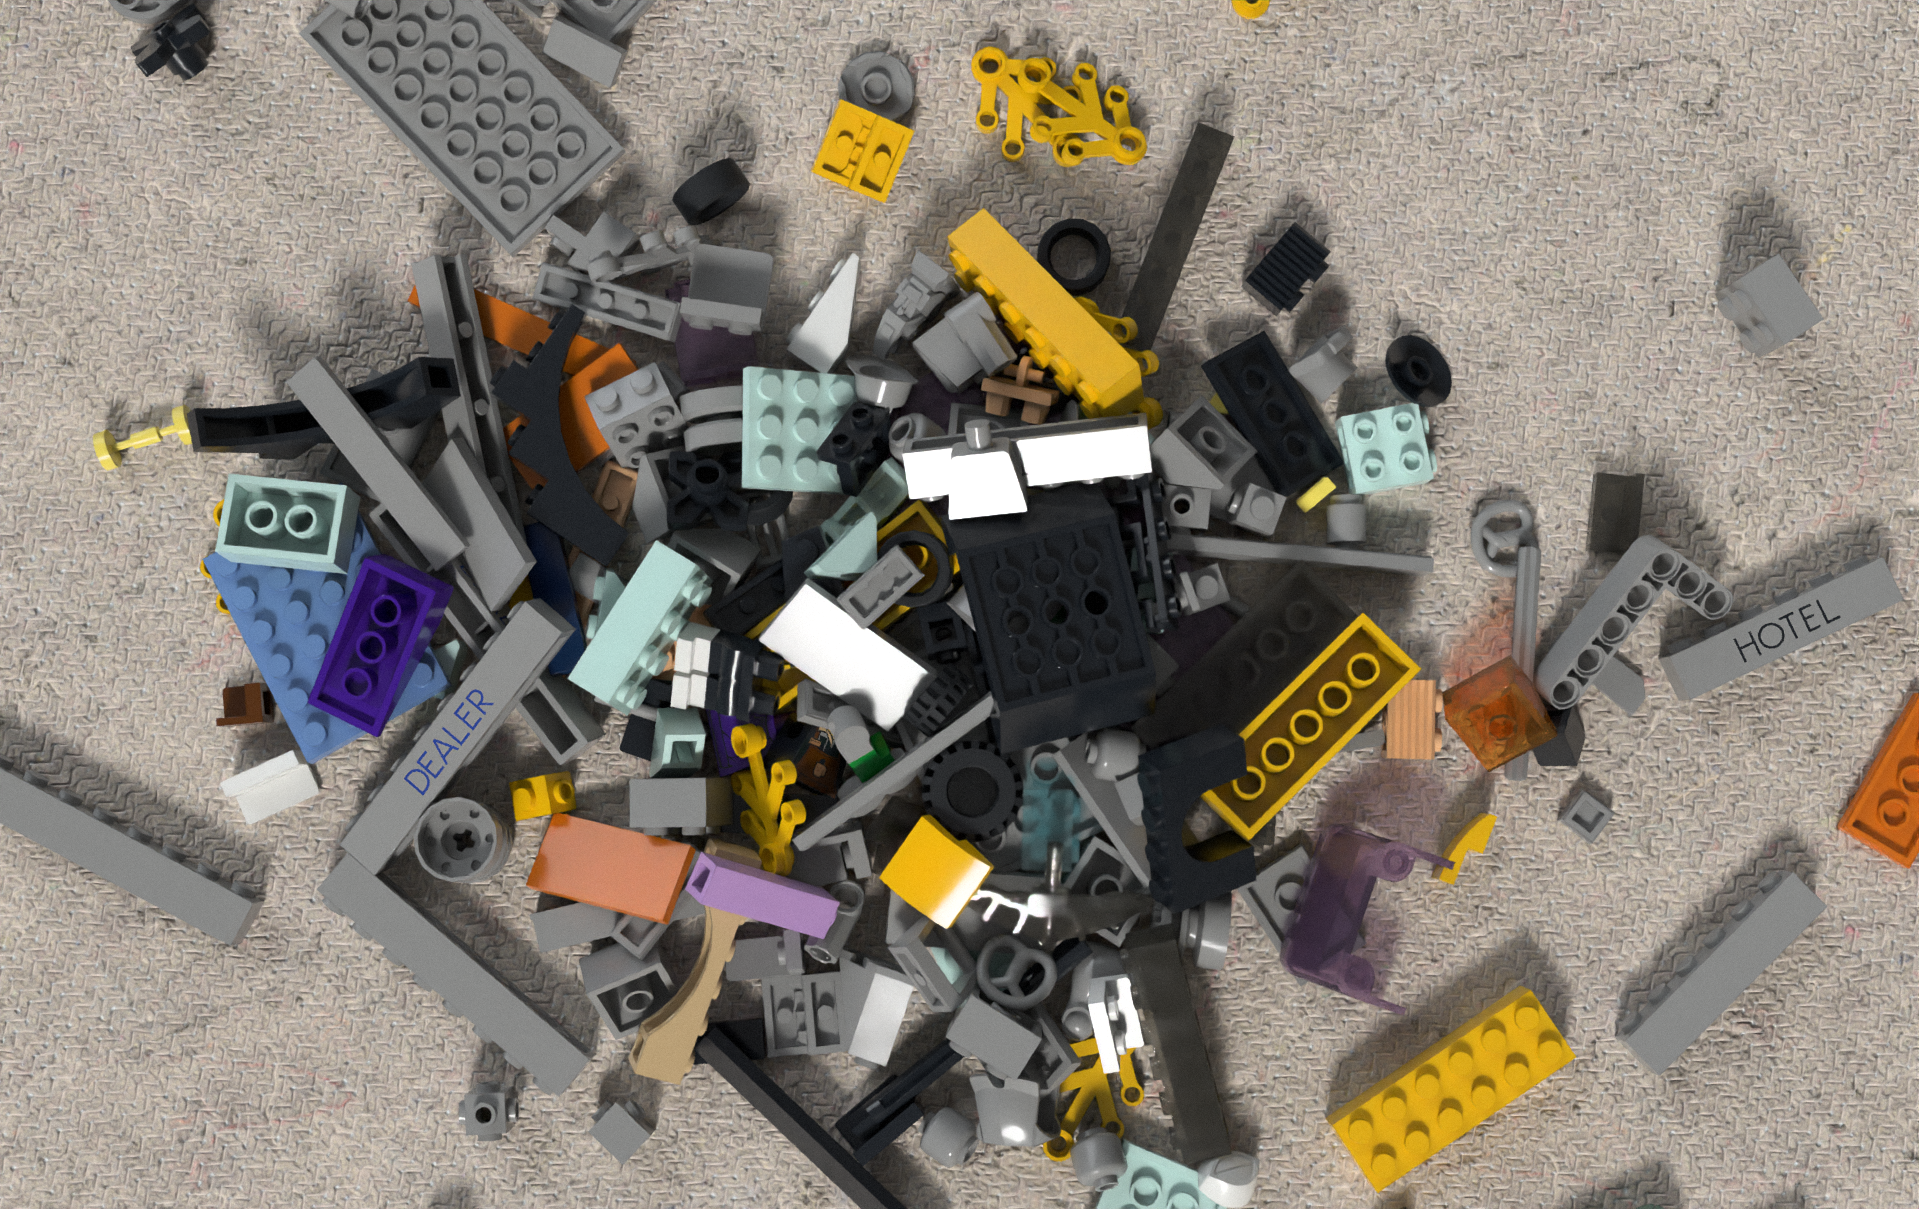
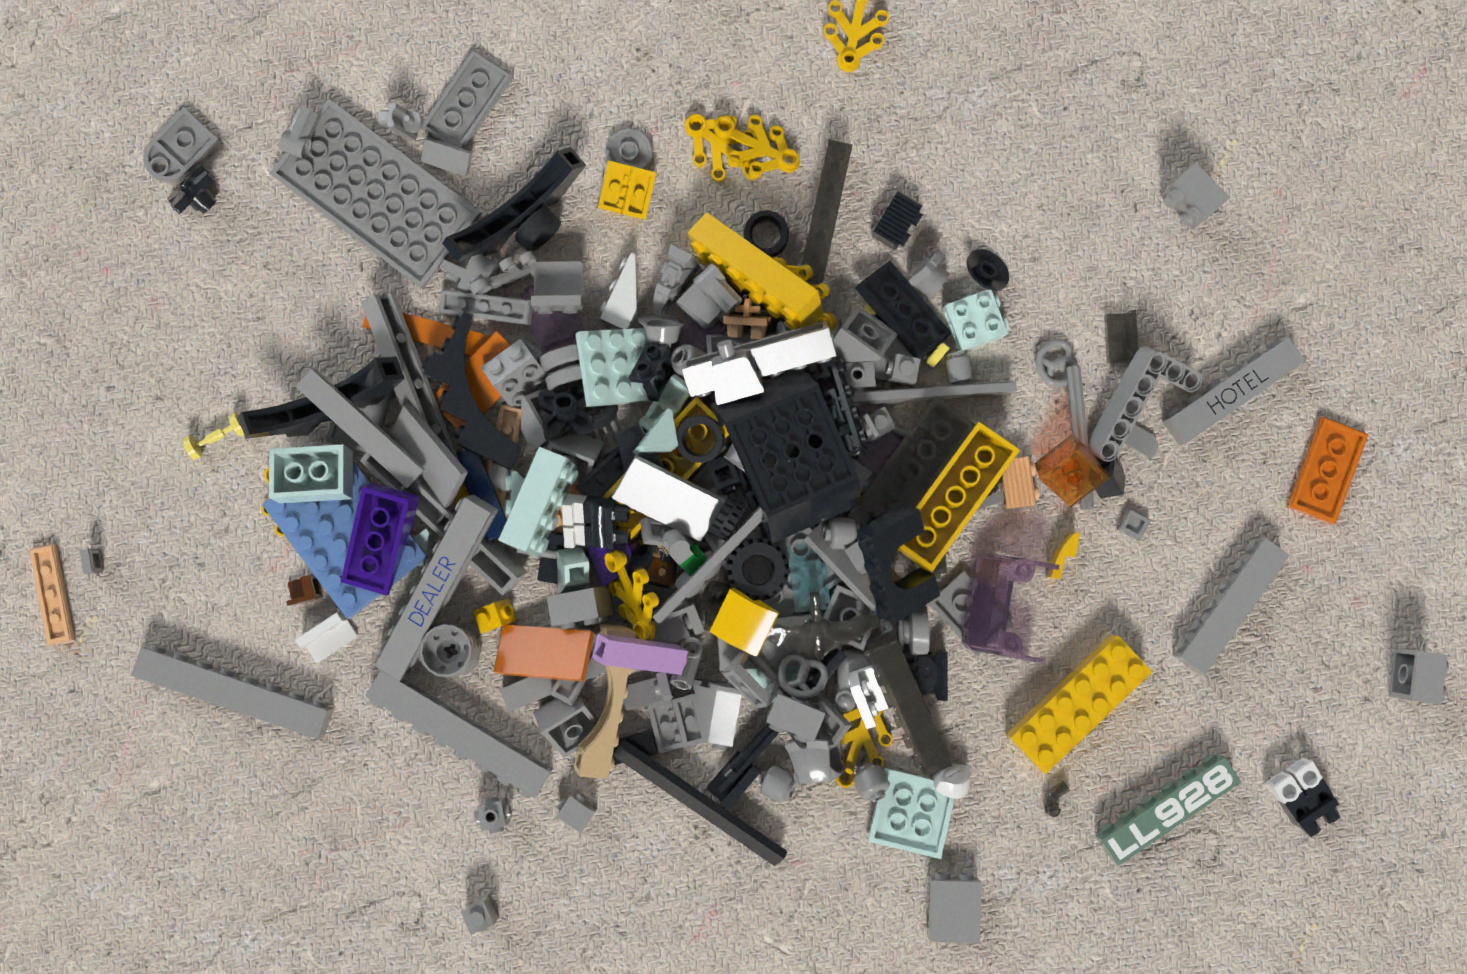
camera: 10 degrees left, 0 degrees up
(726, 132) = (541, 191): none -> black arch
(879, 587) = (681, 453): light grey plate -> none
(1222, 1000) = (931, 673): none -> black piece

